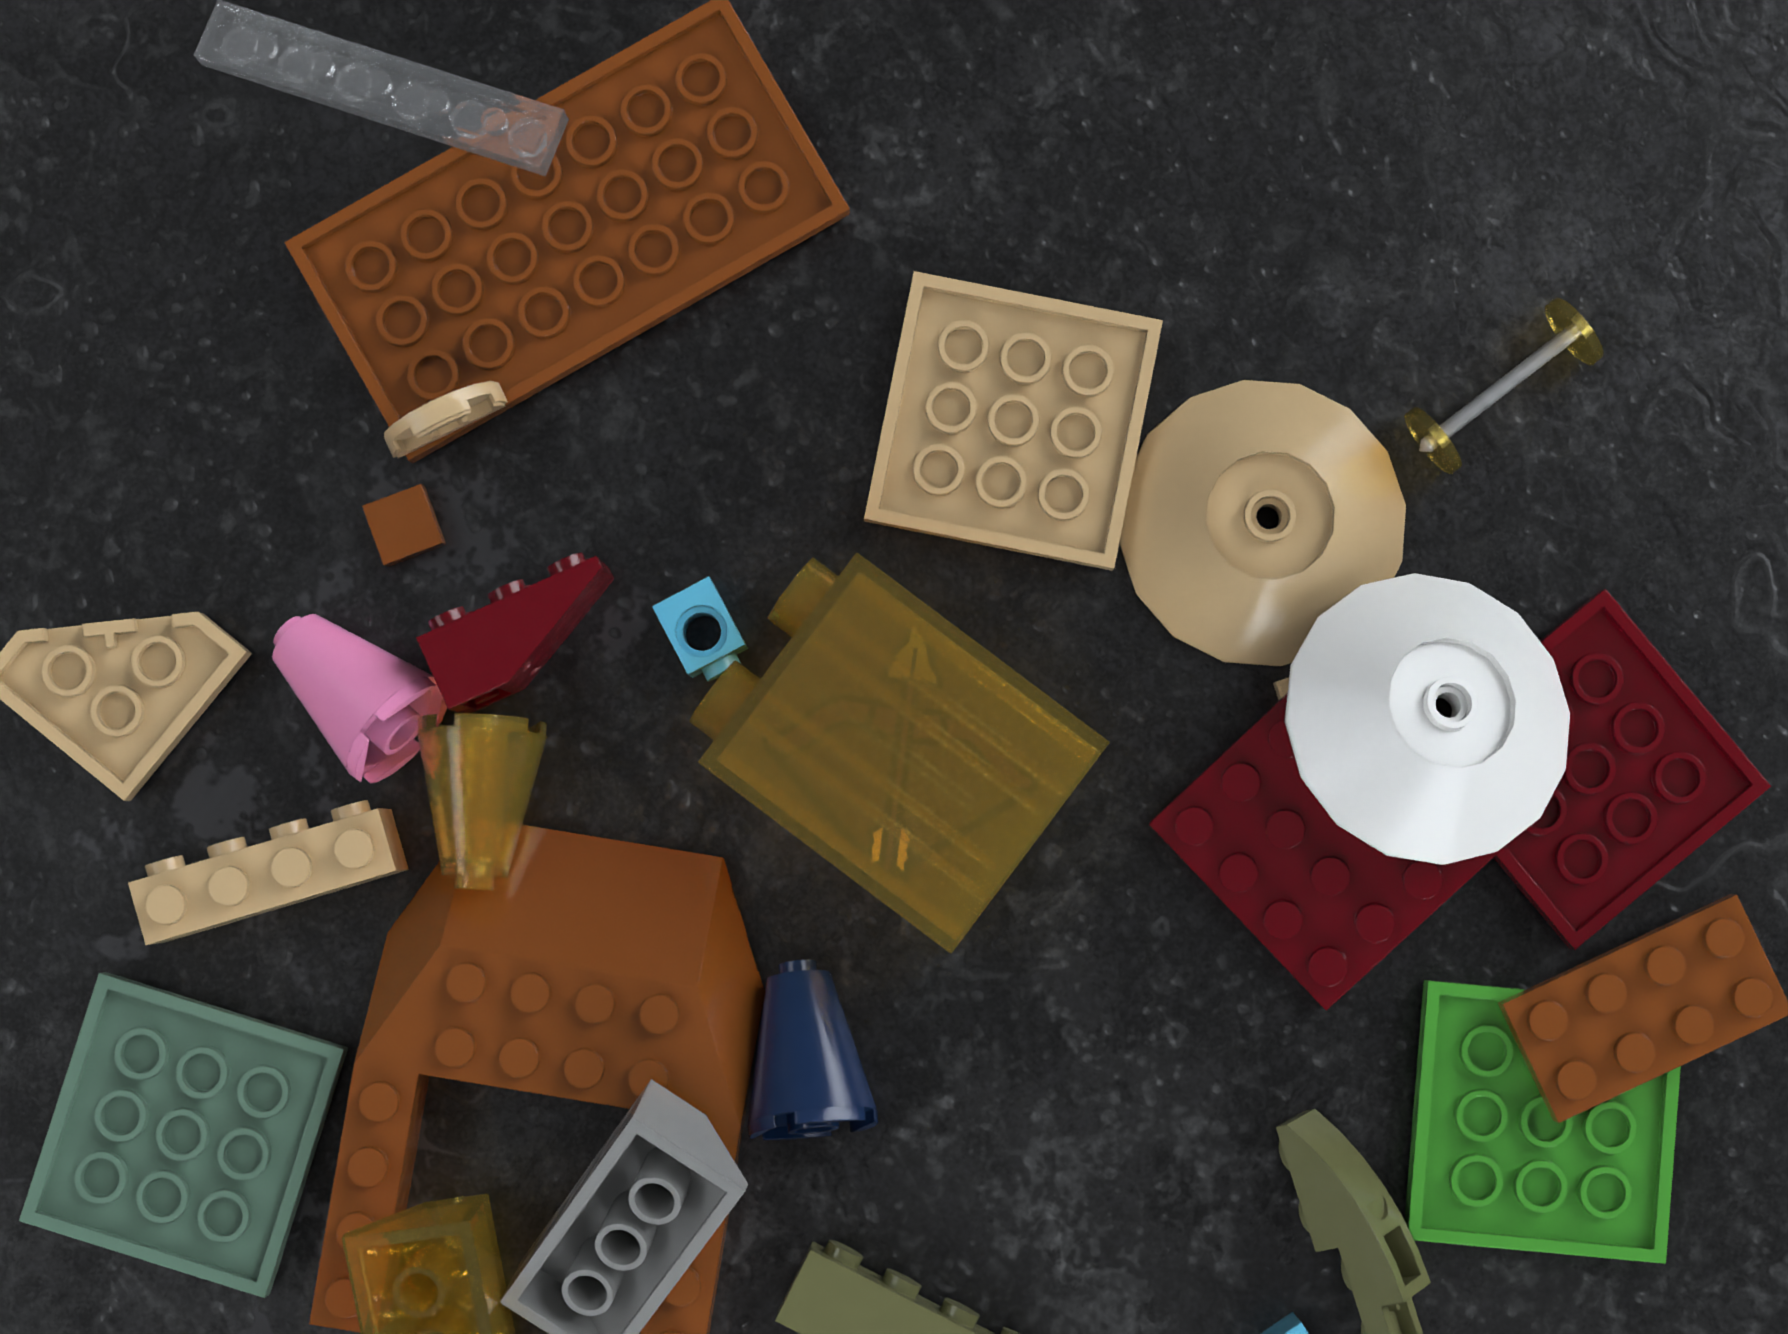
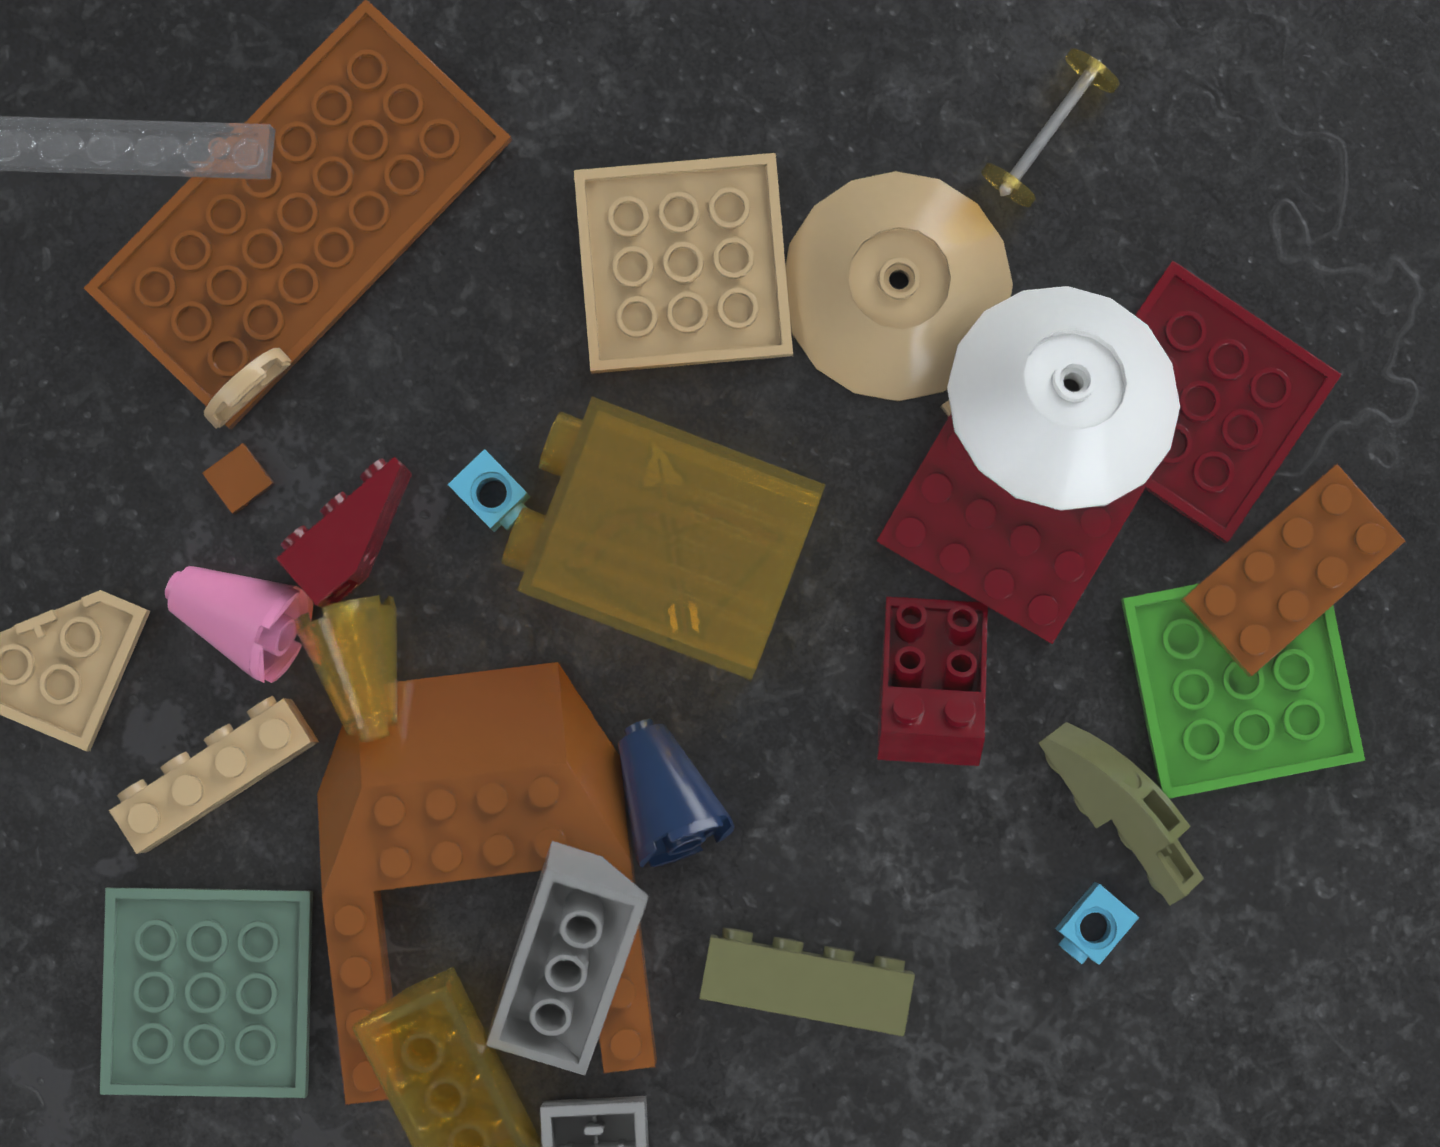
camera: 10 degrees left, 0 degrees up
(1169, 1014) = (933, 681): none -> dark red slope

